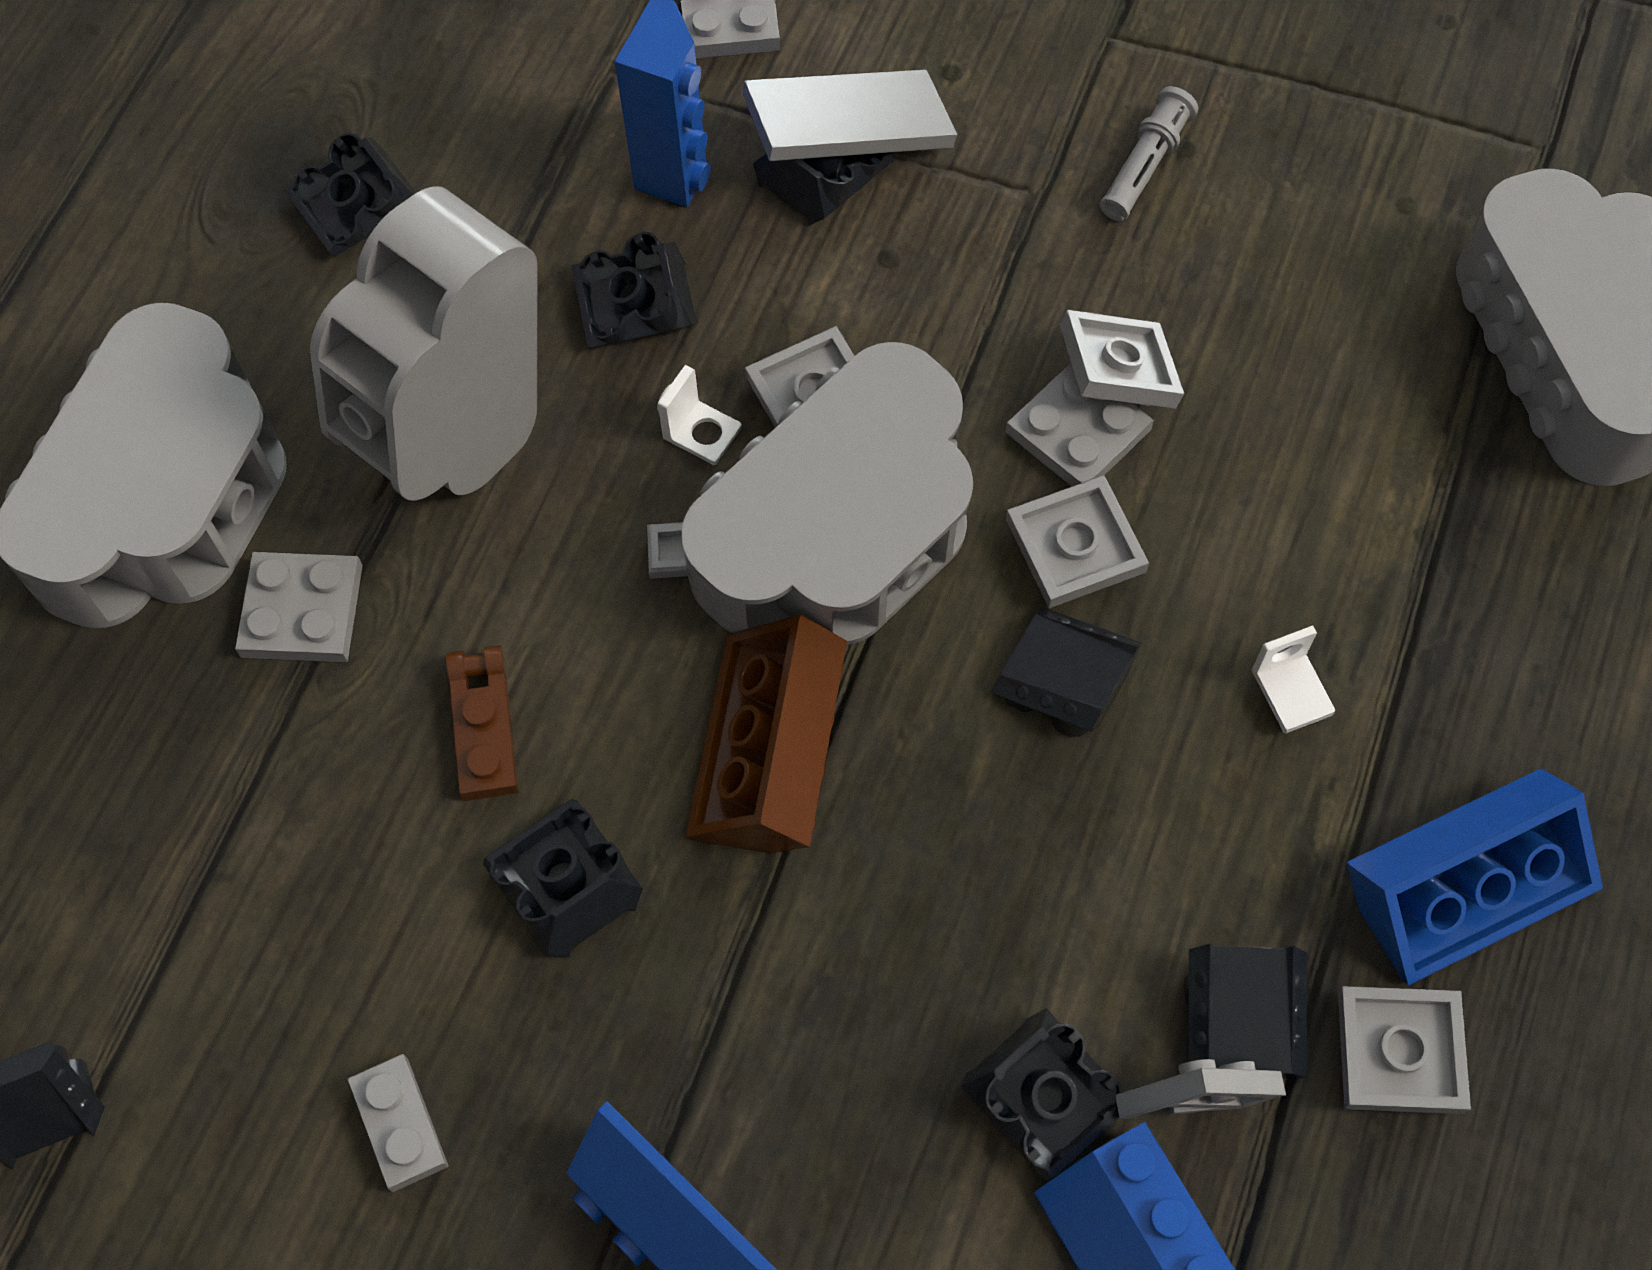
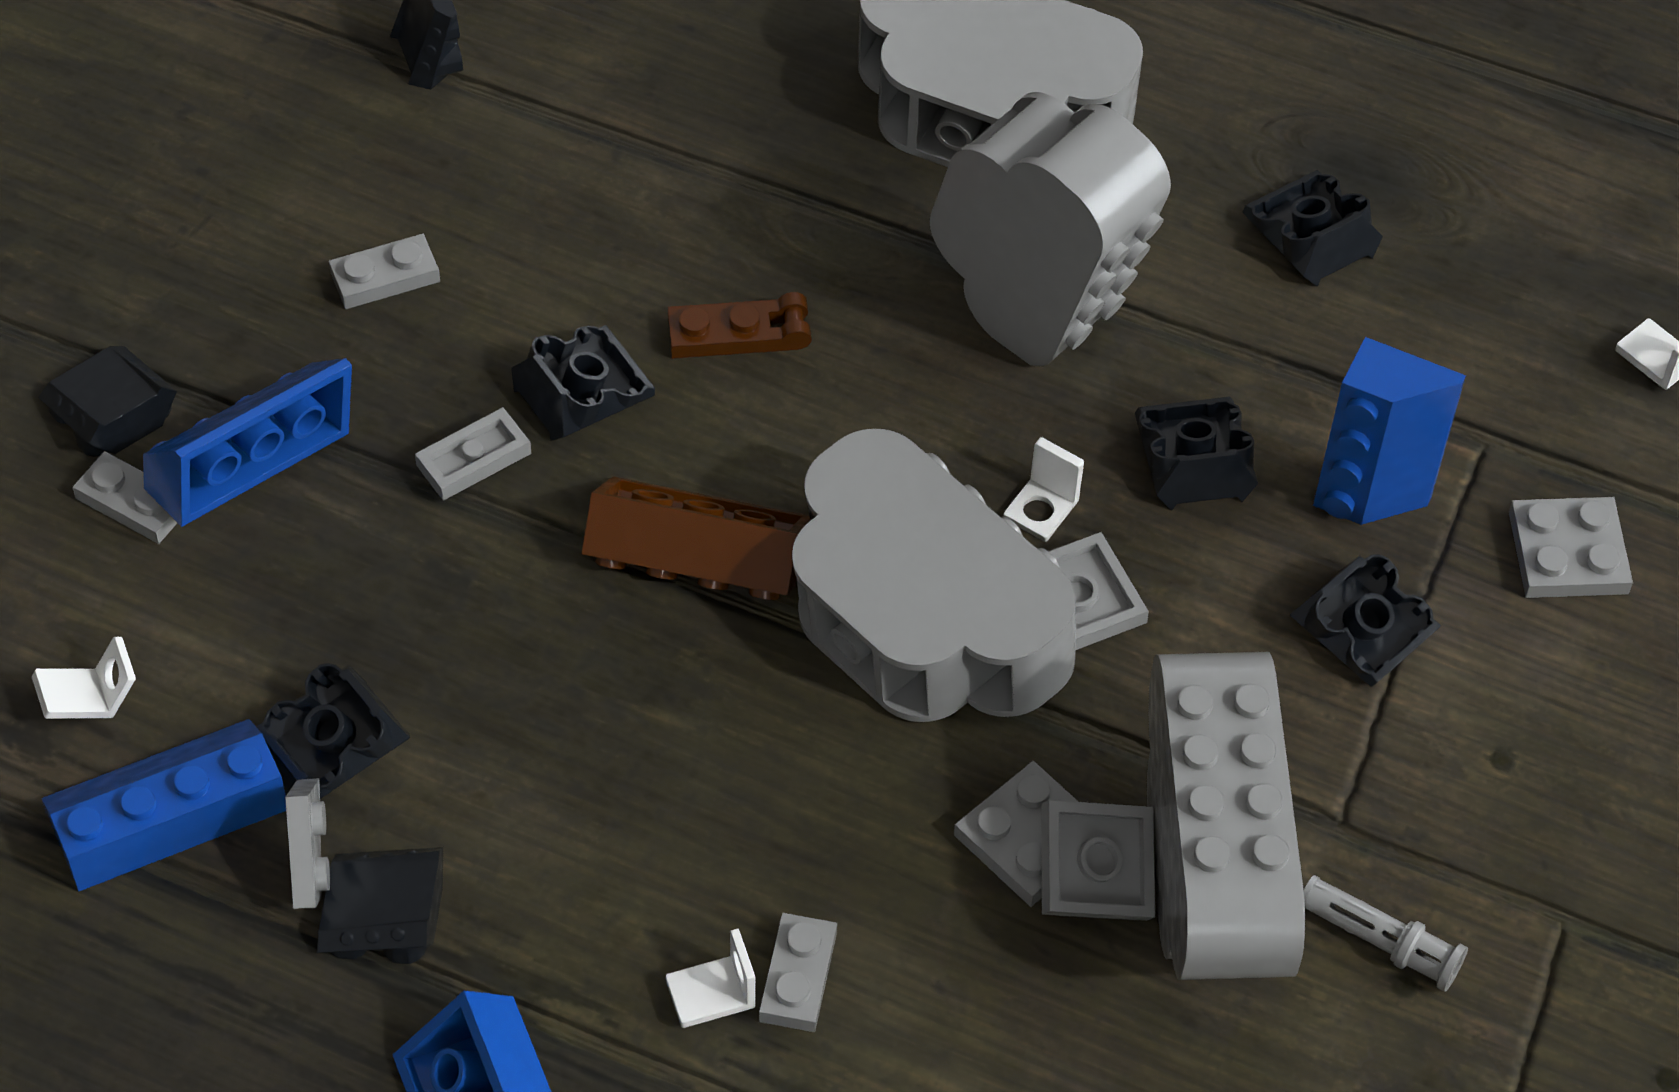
camera: 90 degrees right, 10 degrees down
(299, 607) = (864, 196): light grey plate -> none
(669, 983) = (473, 453): none -> light grey plate
(848, 114) = (1414, 633): tile -> none
(1066, 671) = (748, 791): black slope -> none
(1076, 541) = (891, 810): light grey plate -> none
(1115, 226) = (1223, 818): none -> light grey brick
(1252, 614) = (798, 972): none -> light grey plate
(1403, 1050) = (325, 1029): light grey plate -> none

